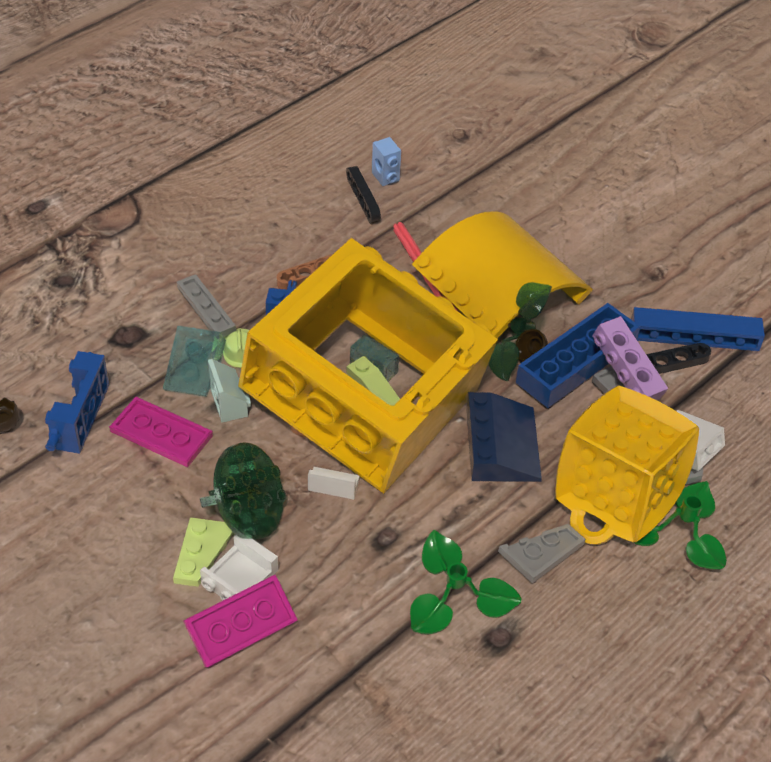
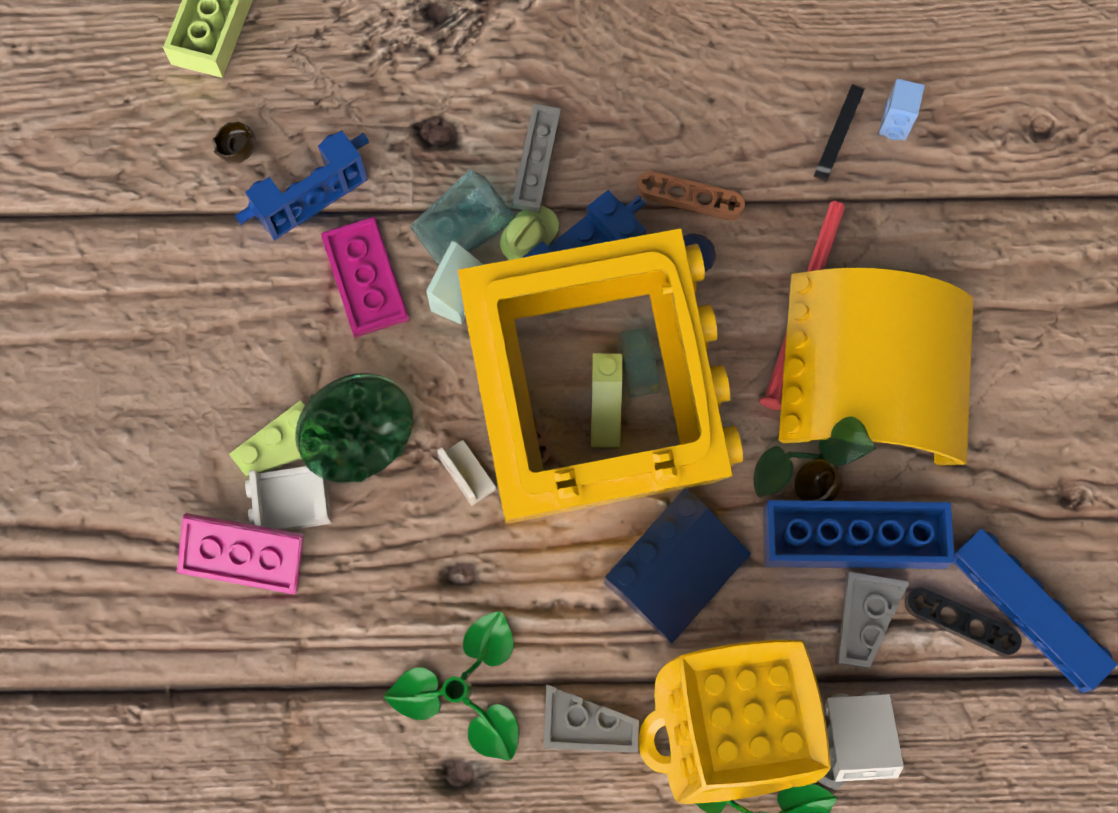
camera: 45 degrees right, 25 degrees up
(629, 359) = (896, 615): lavender brick -> none

